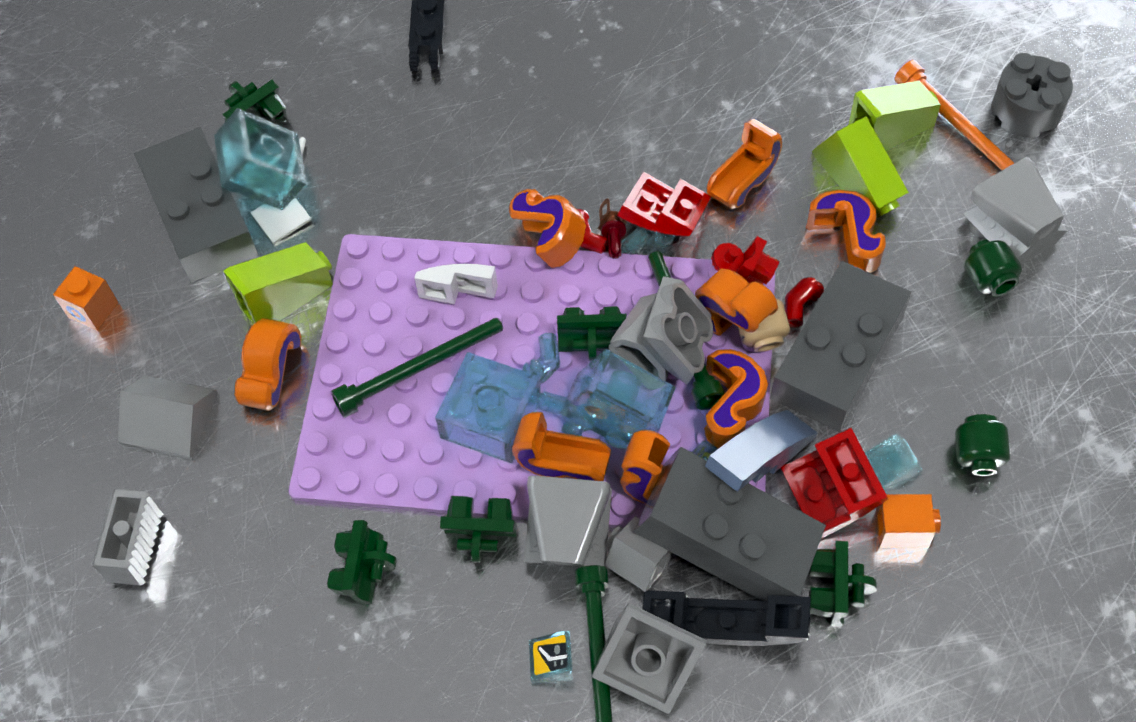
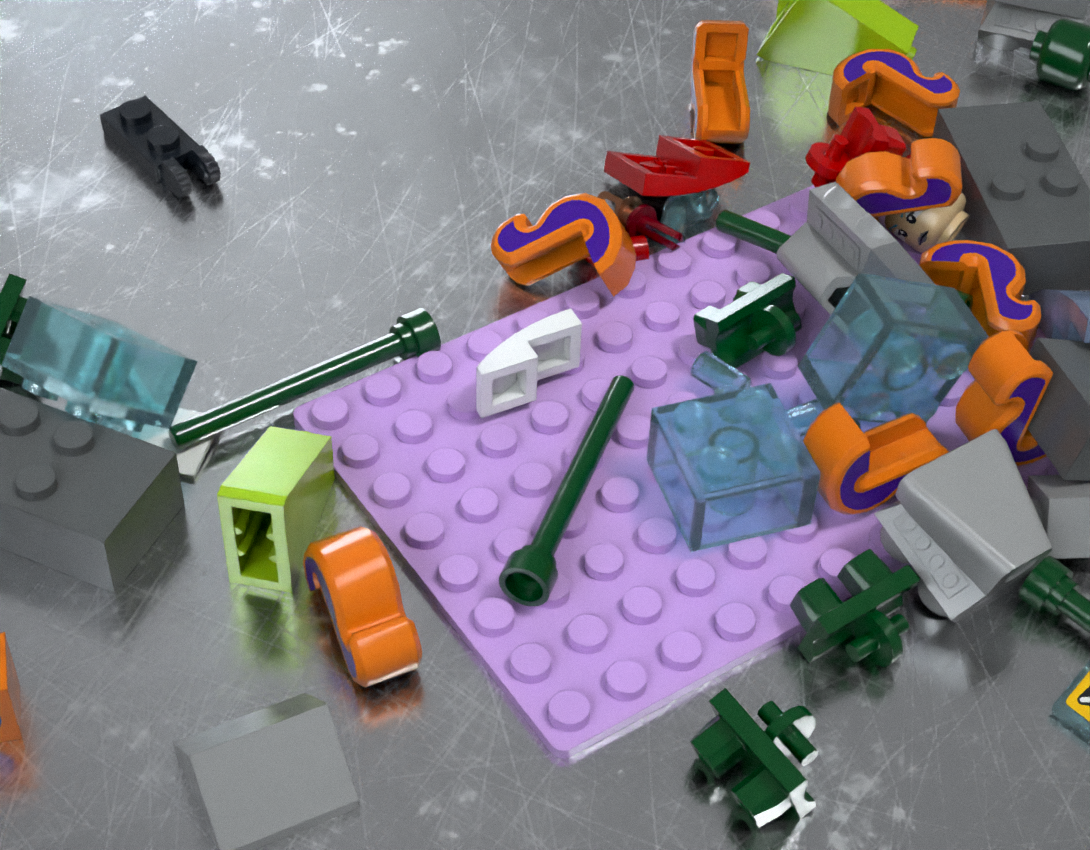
camera: 45 degrees left, 15 degrees down
(431, 228) = (410, 337): none -> dark green piece

